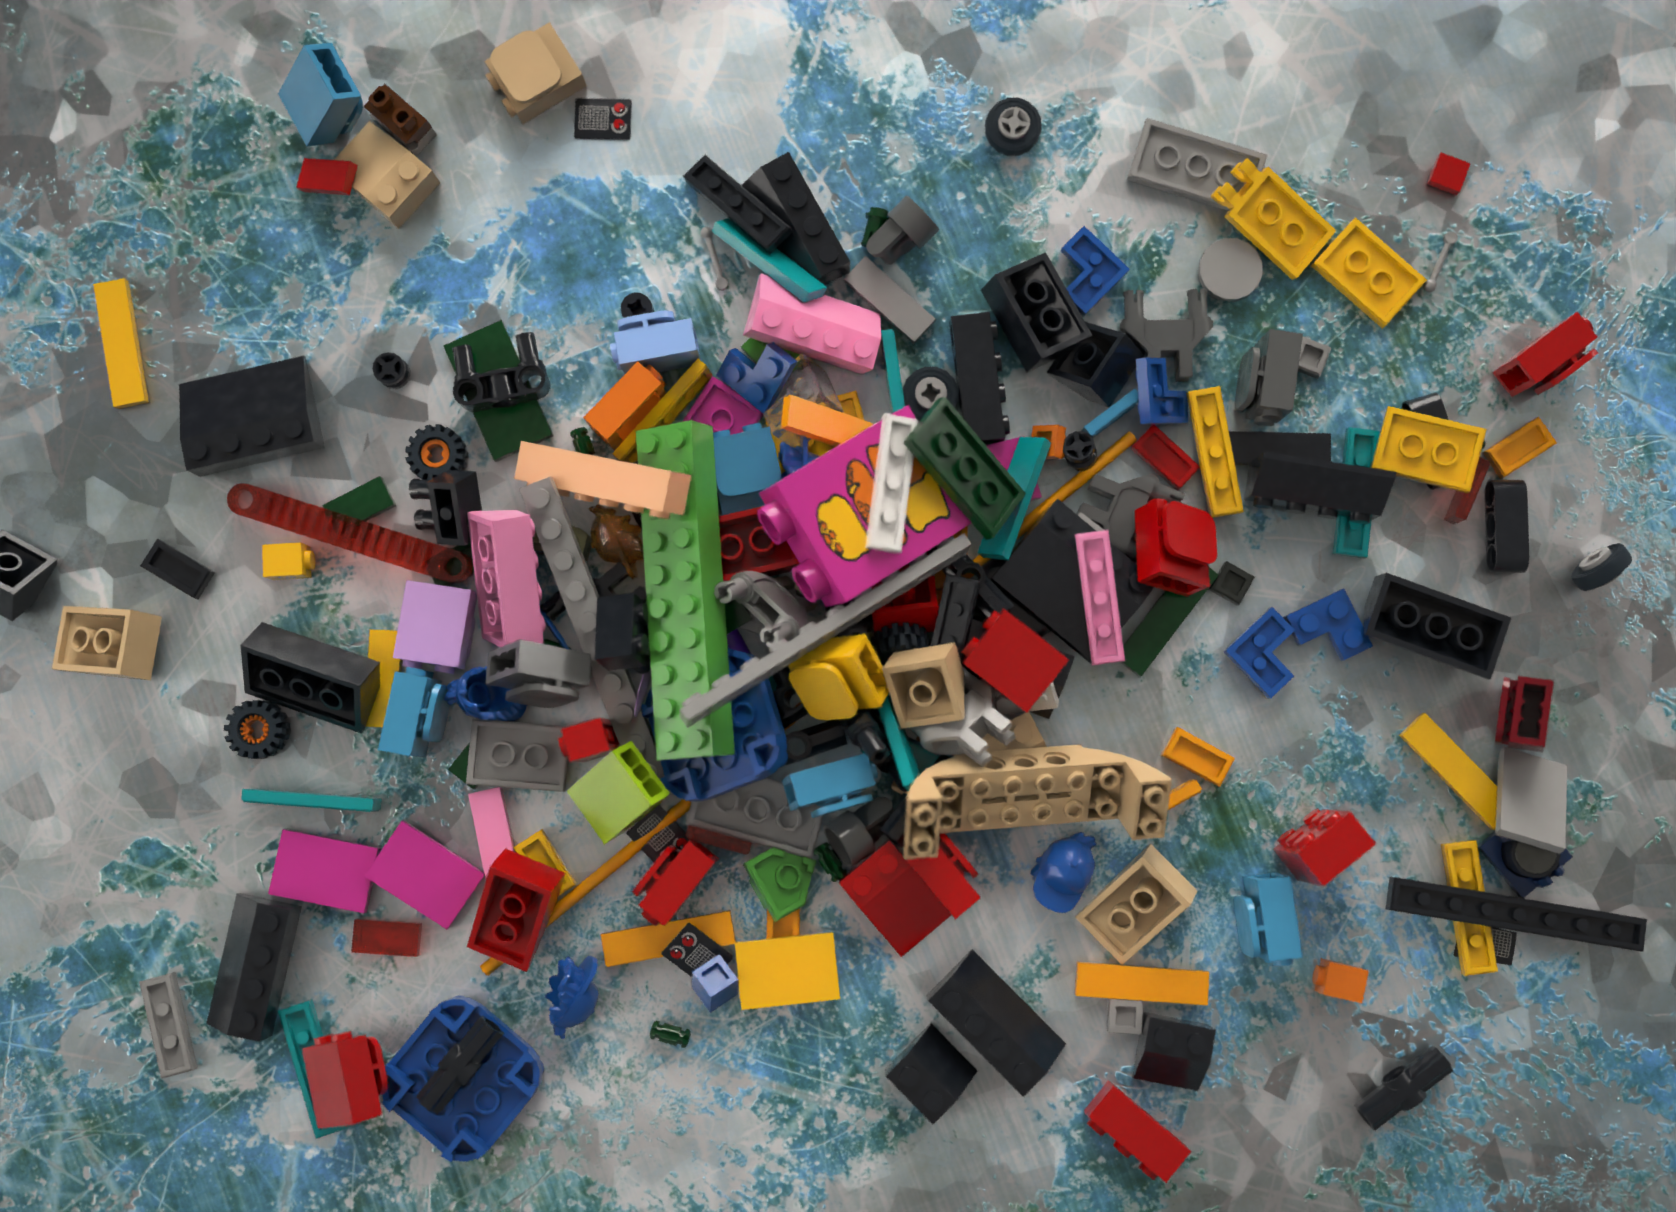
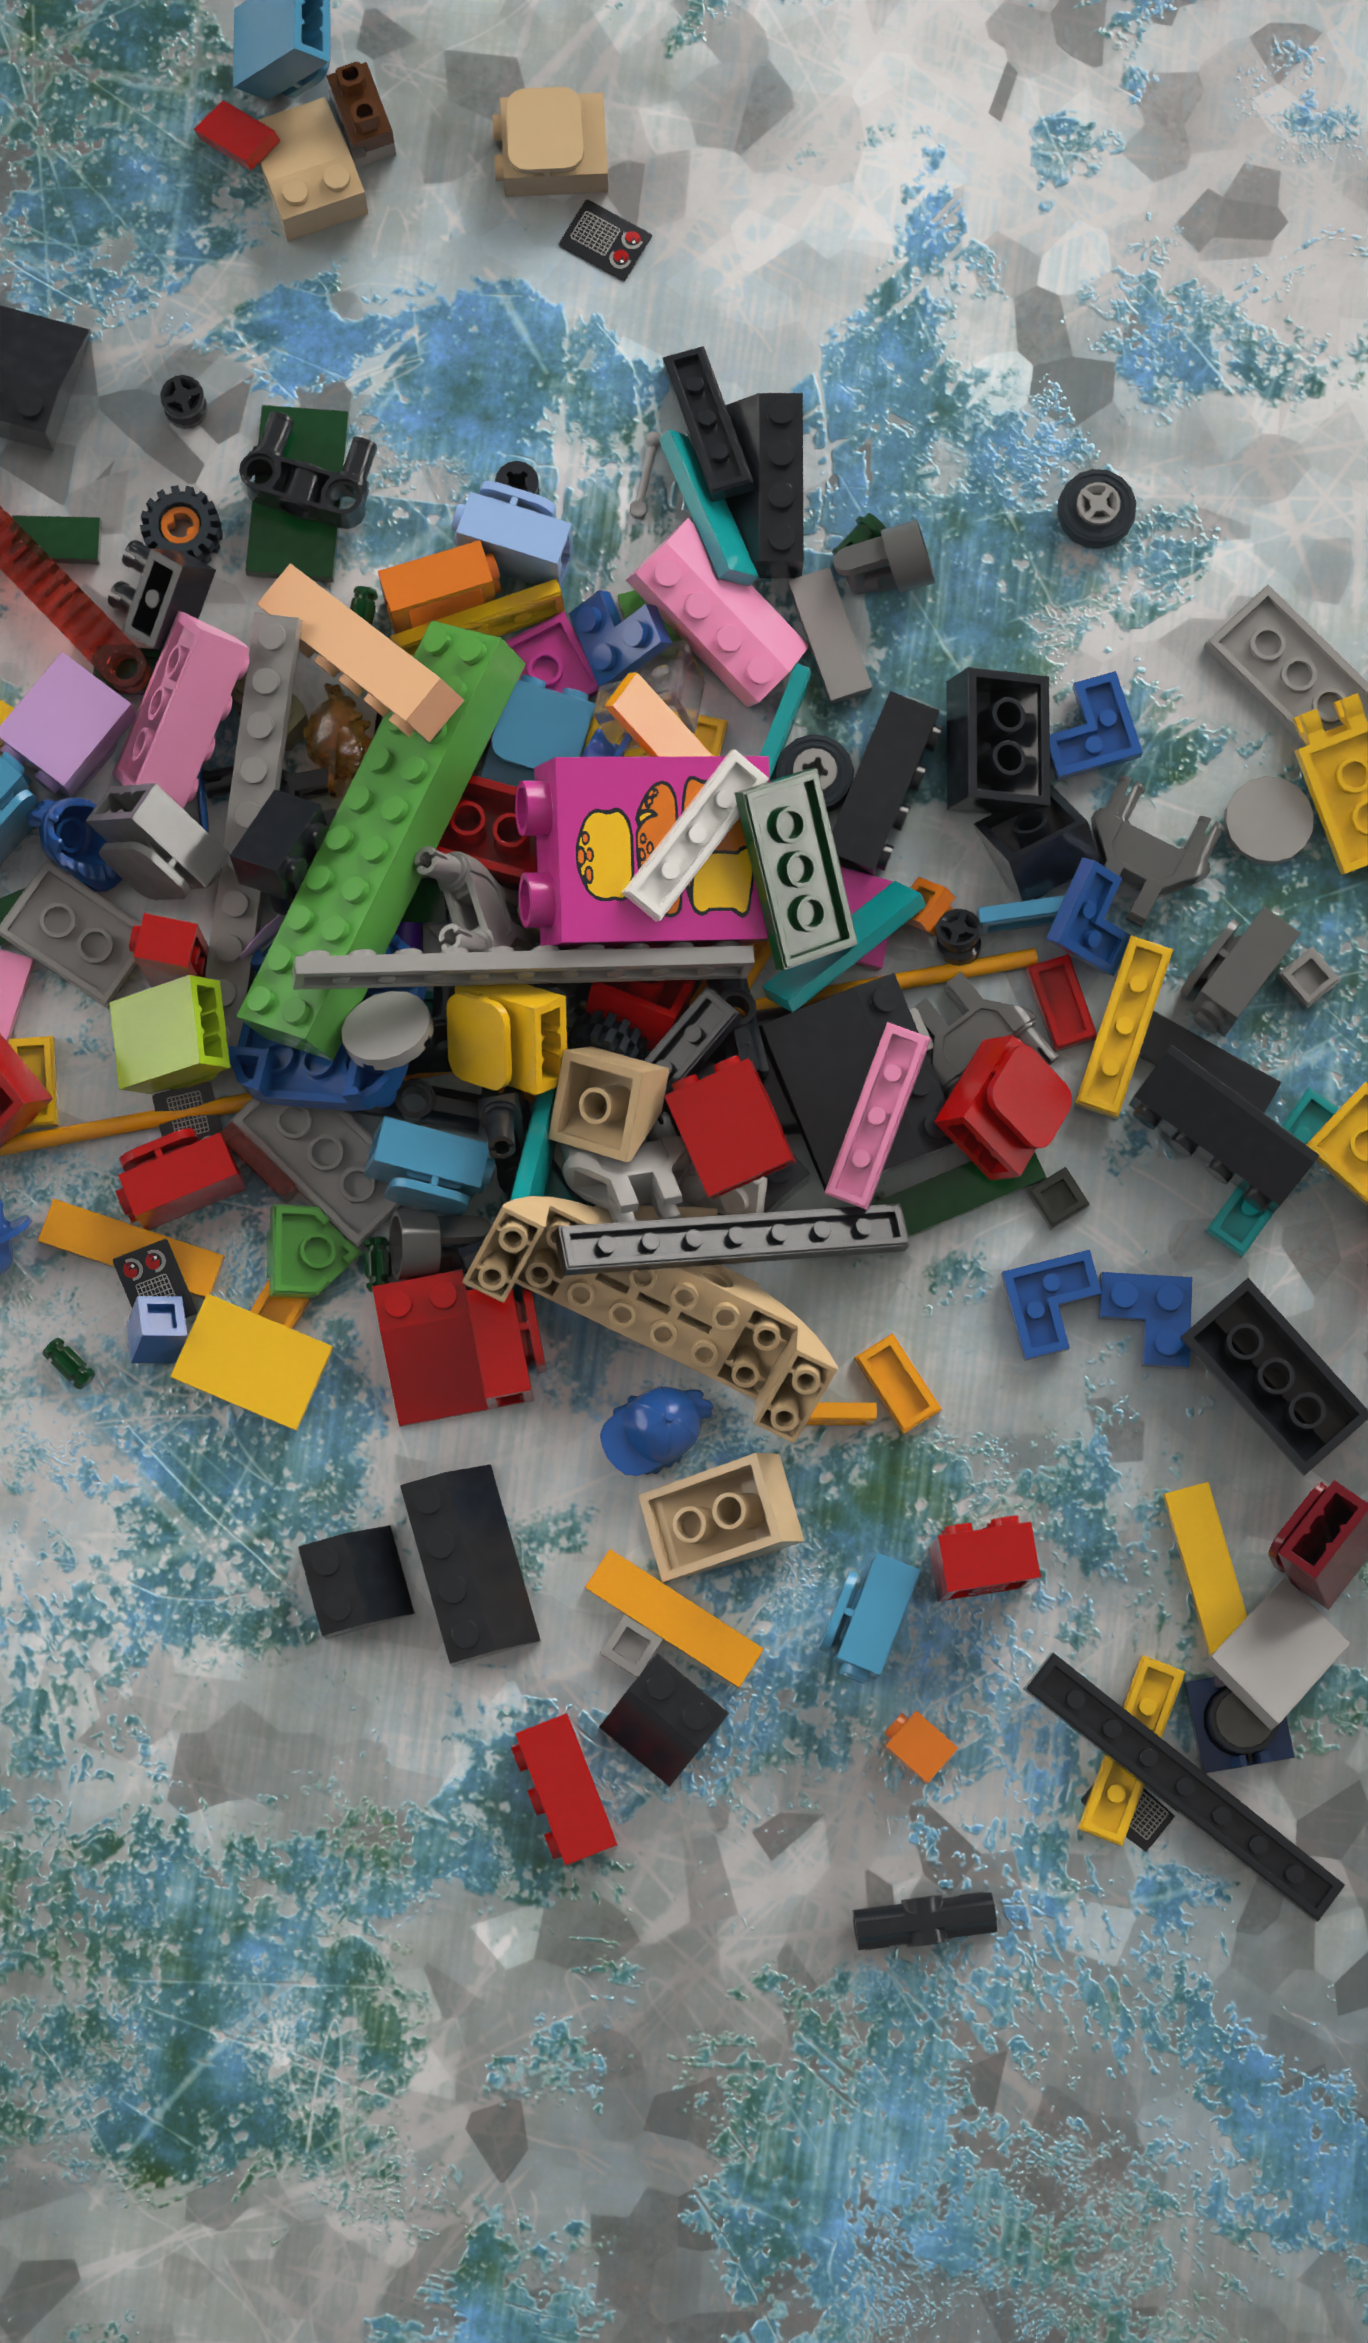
camera: 25 degrees right, 5 degrees down
(760, 717) = (387, 1030): none -> light grey tile
(1051, 731) = (730, 1239): none -> tile

